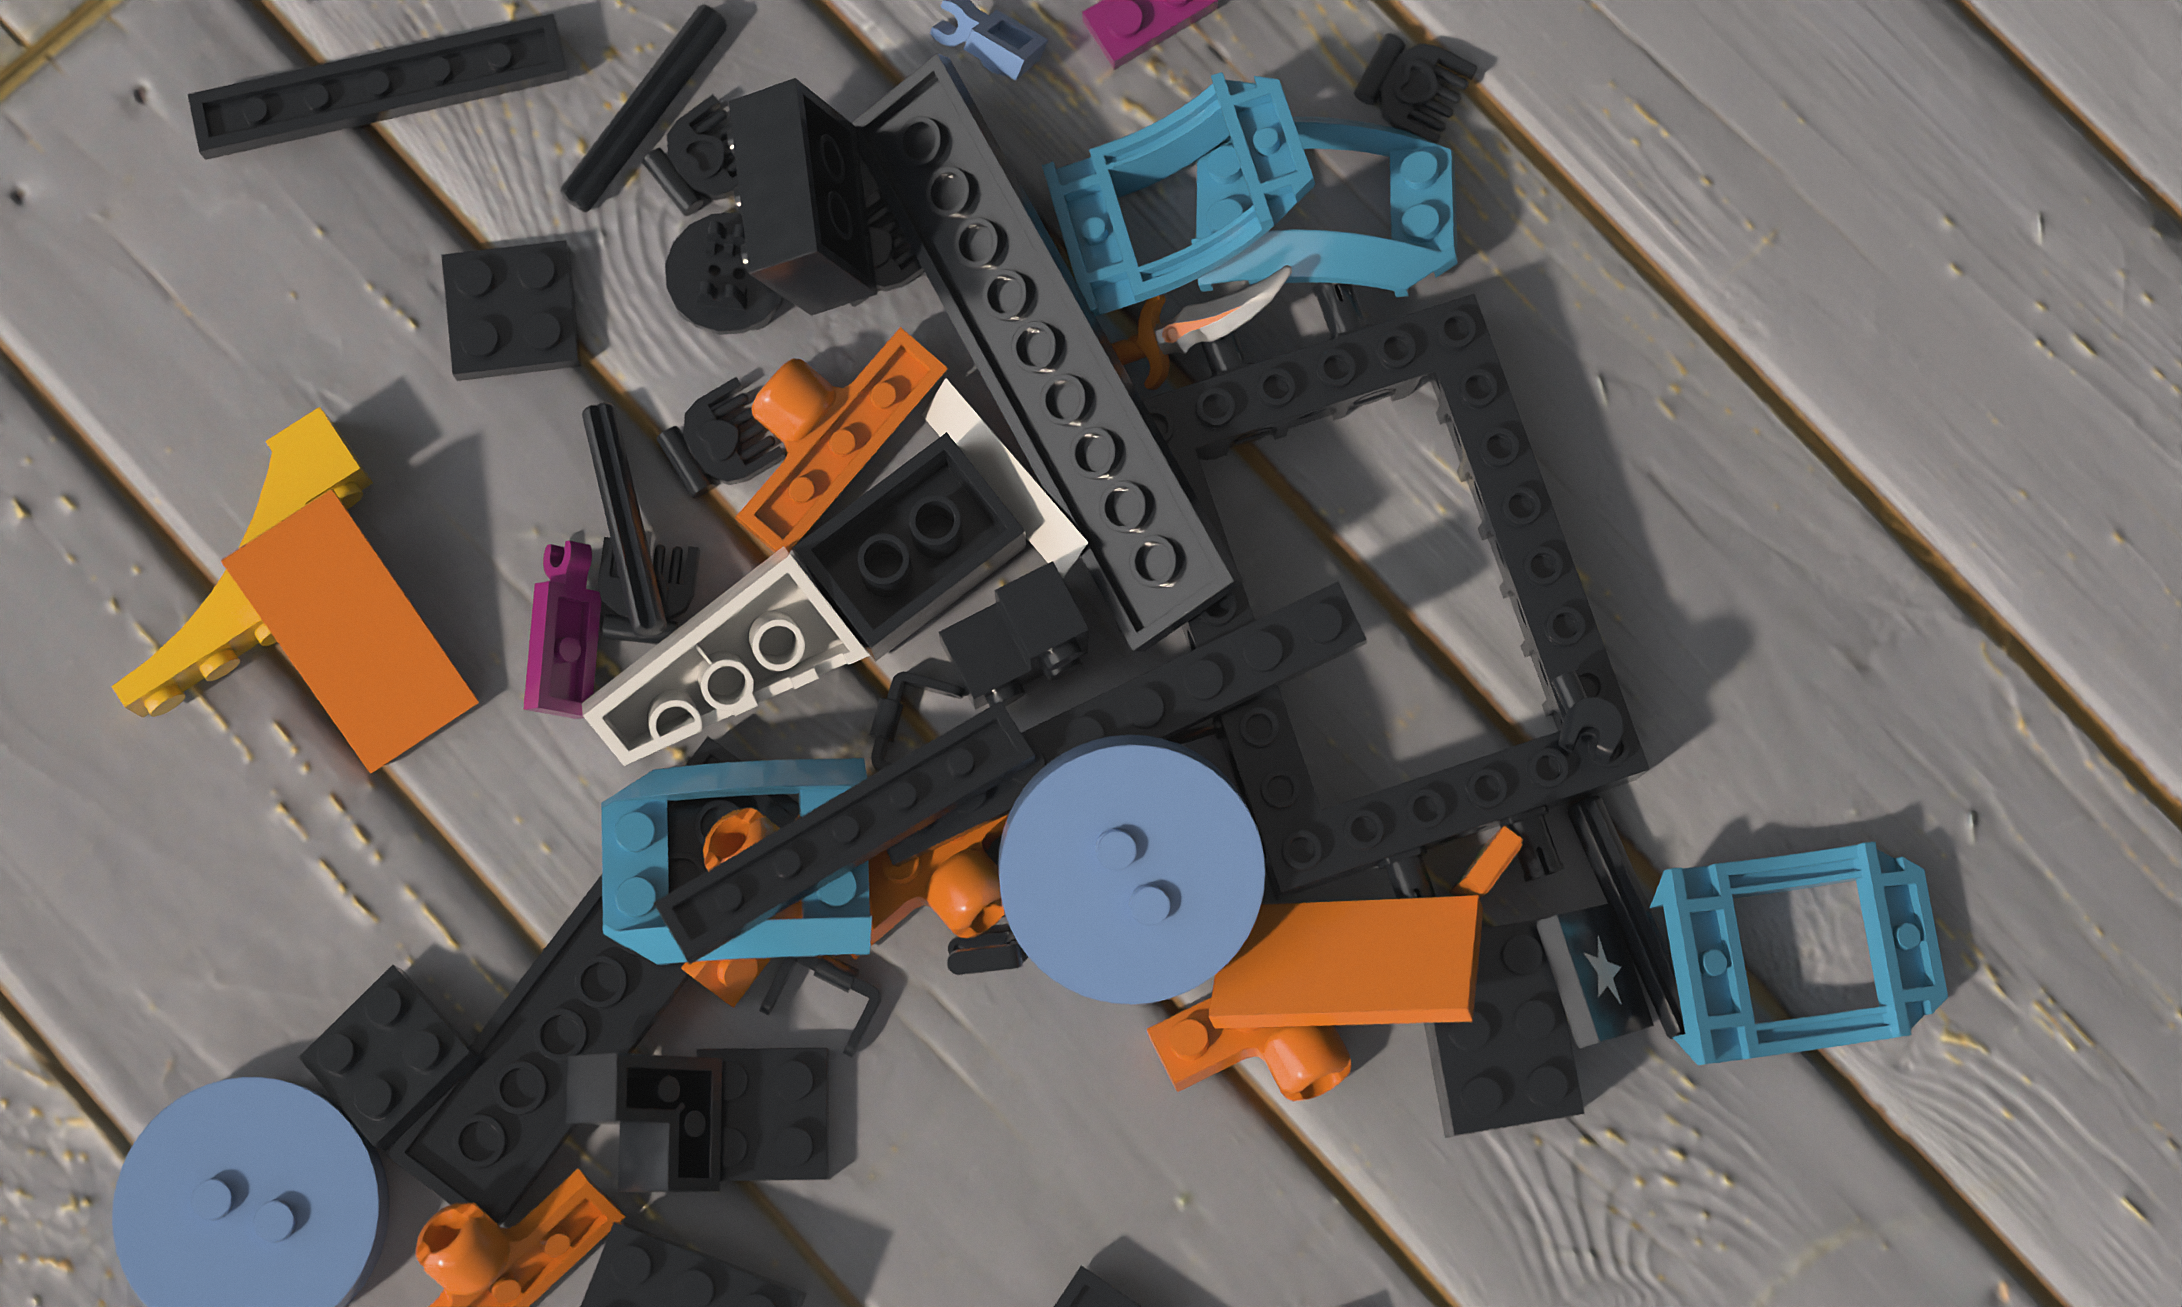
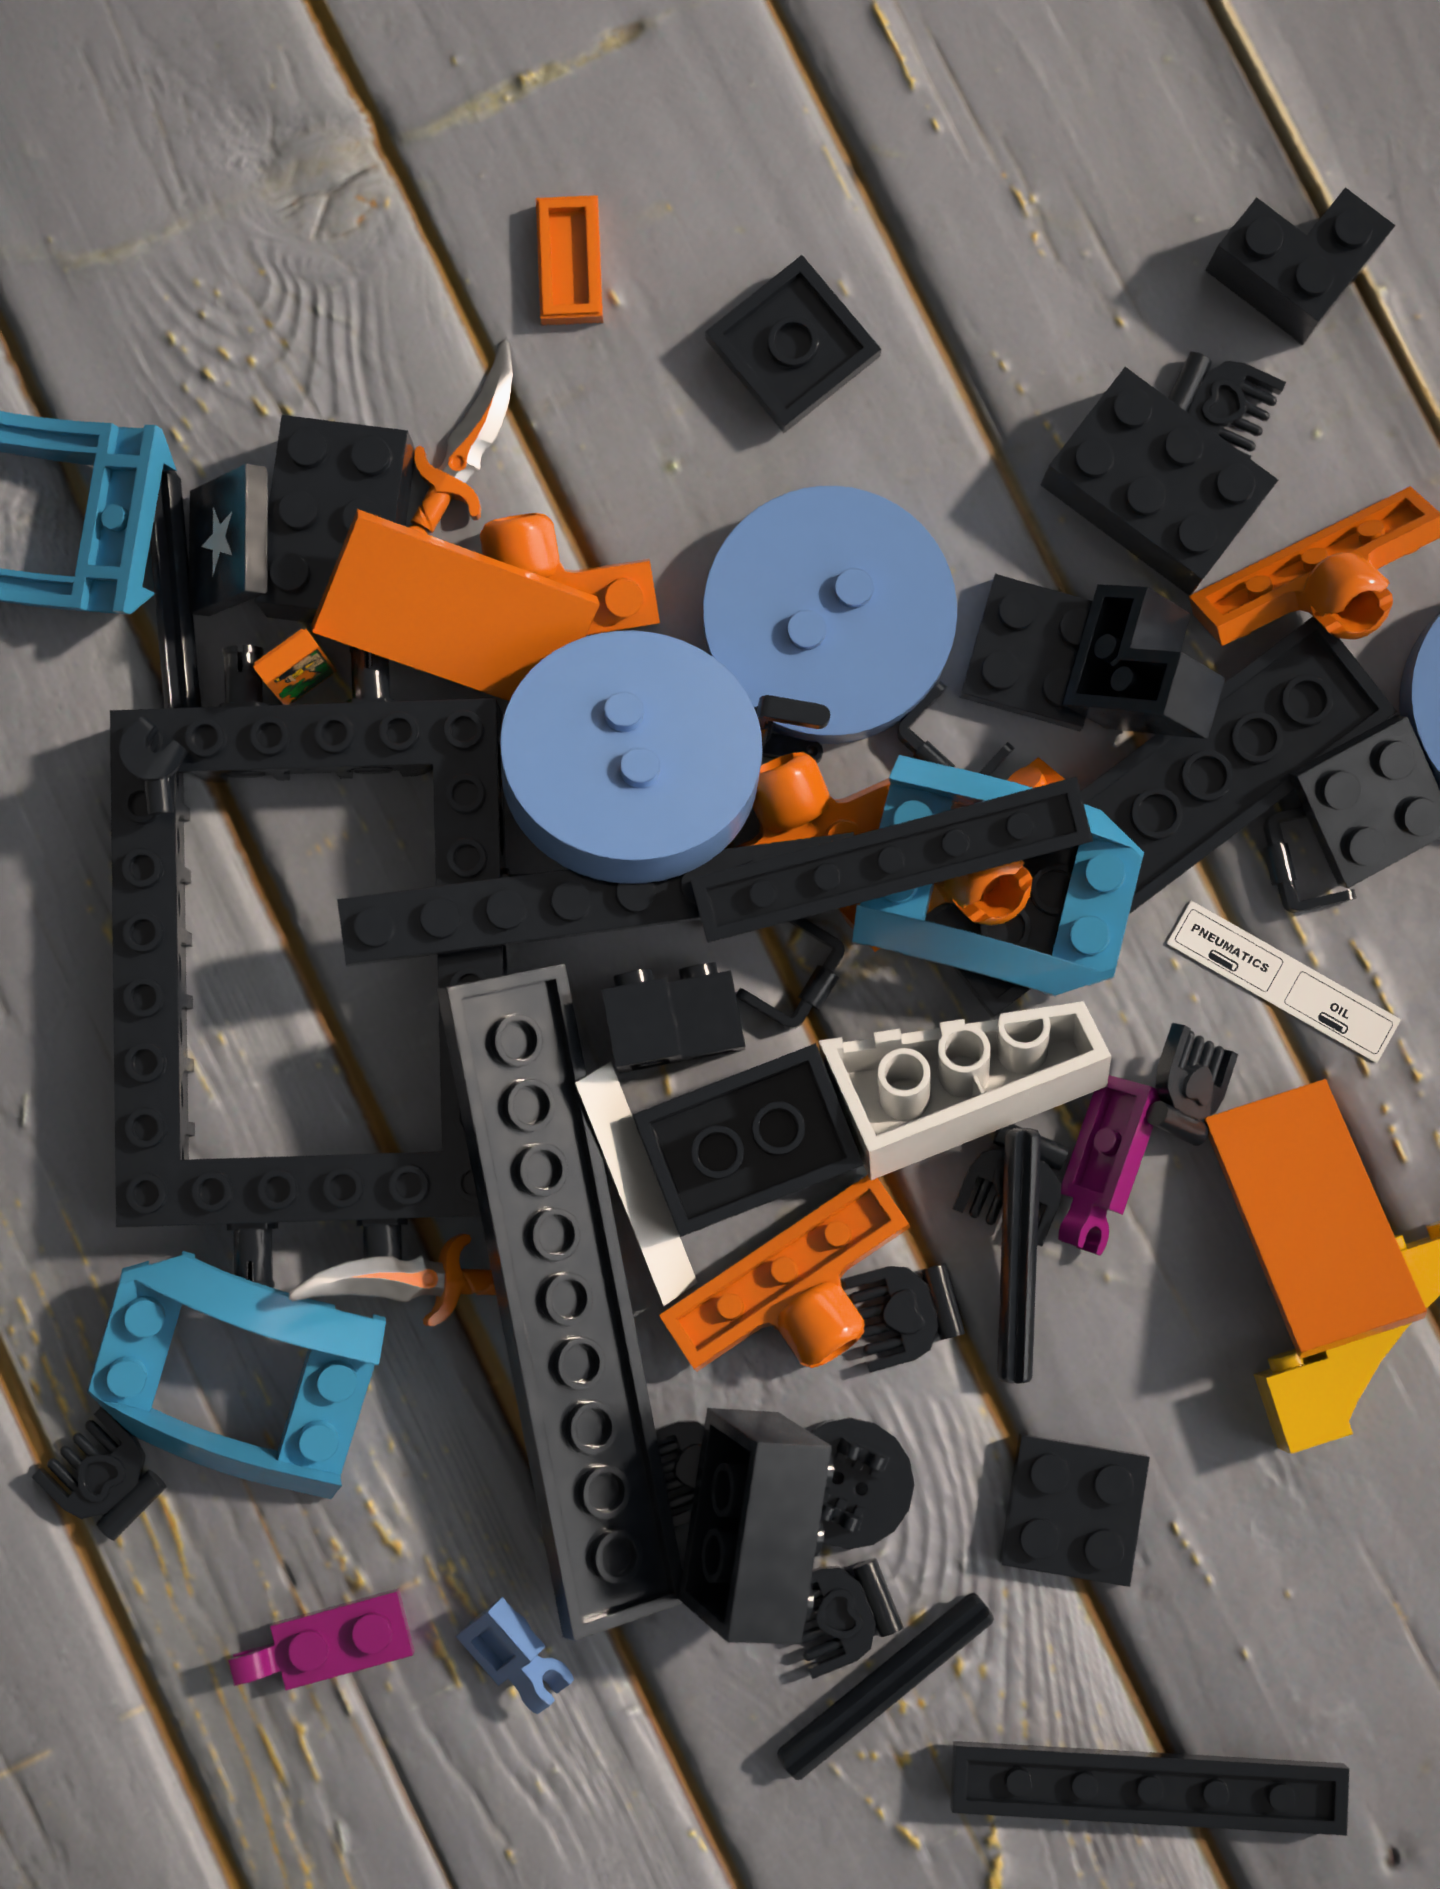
camera: 160 degrees left, 5 degrees up
(434, 861) = (1284, 981): none -> white sticker
(462, 968) = (1282, 869): none -> black piece
(501, 725) = (1190, 1084): none -> black piece
(980, 1089) = (832, 607): none -> medium blue brick
(1089, 190) = (469, 1418): dark azure wedge -> none
(1395, 1149) = (465, 448): none -> piece

